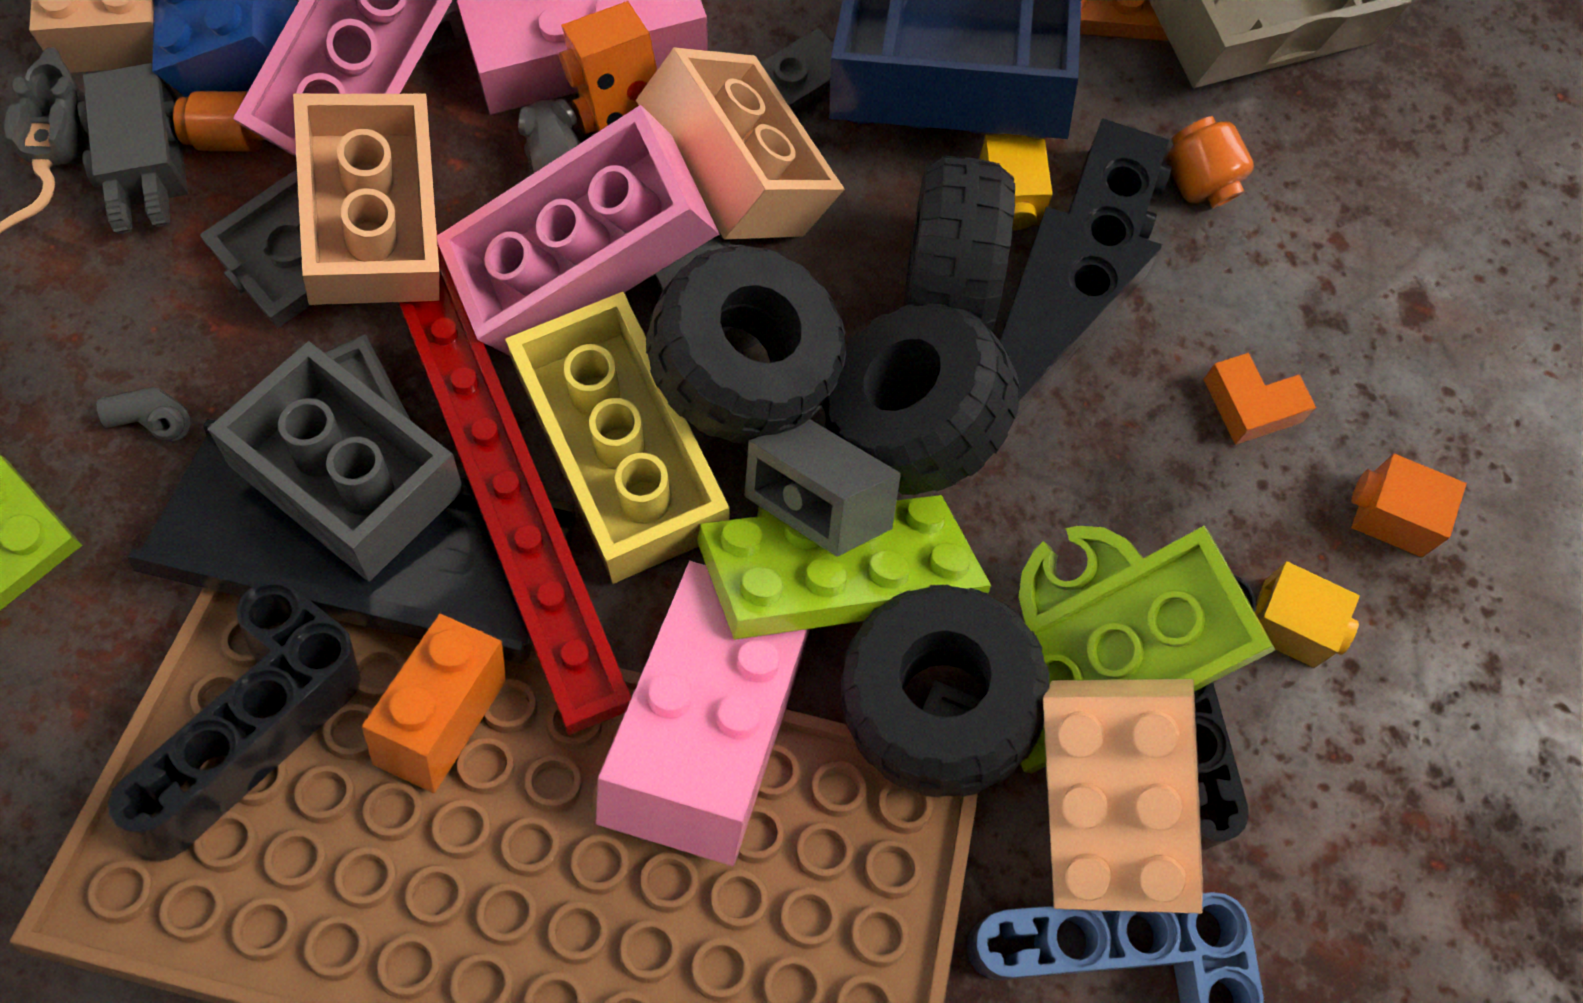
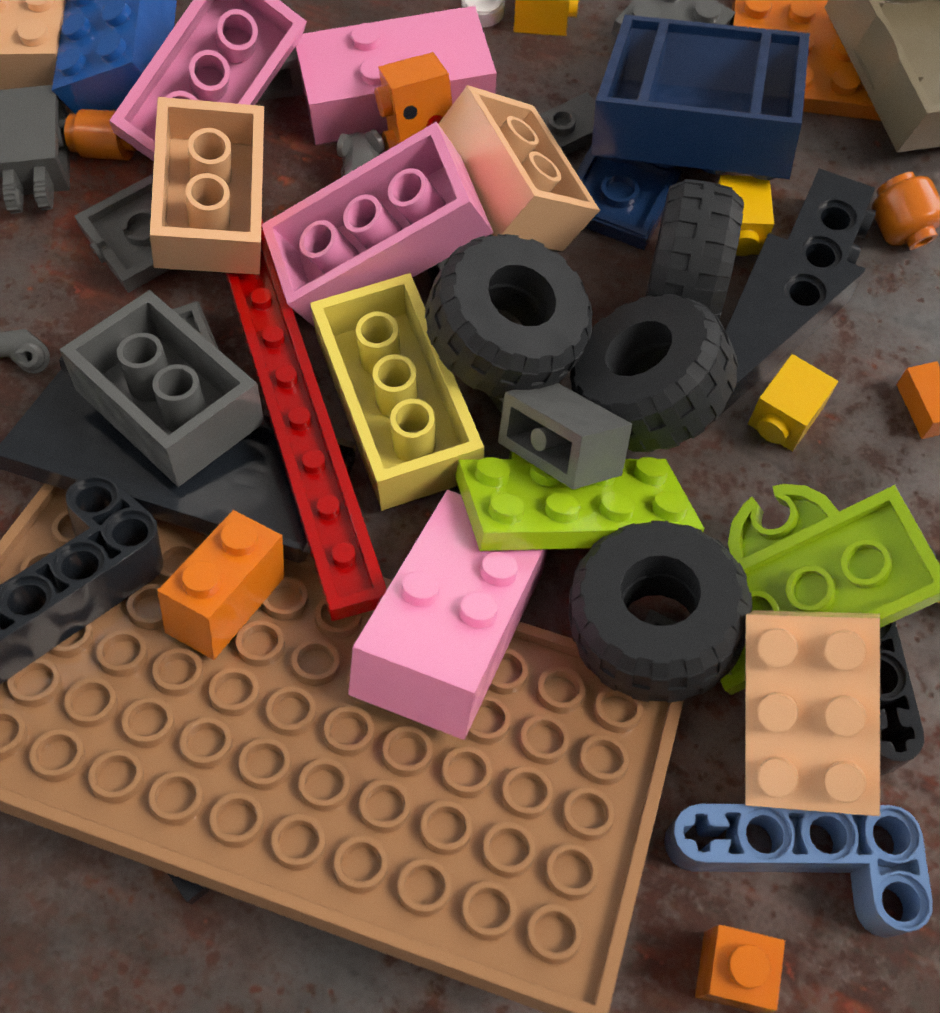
camera: 10 degrees right, 5 degrees down
(874, 164) = (628, 197): none -> dark blue tile
(1083, 416) = (792, 402): none -> yellow brick

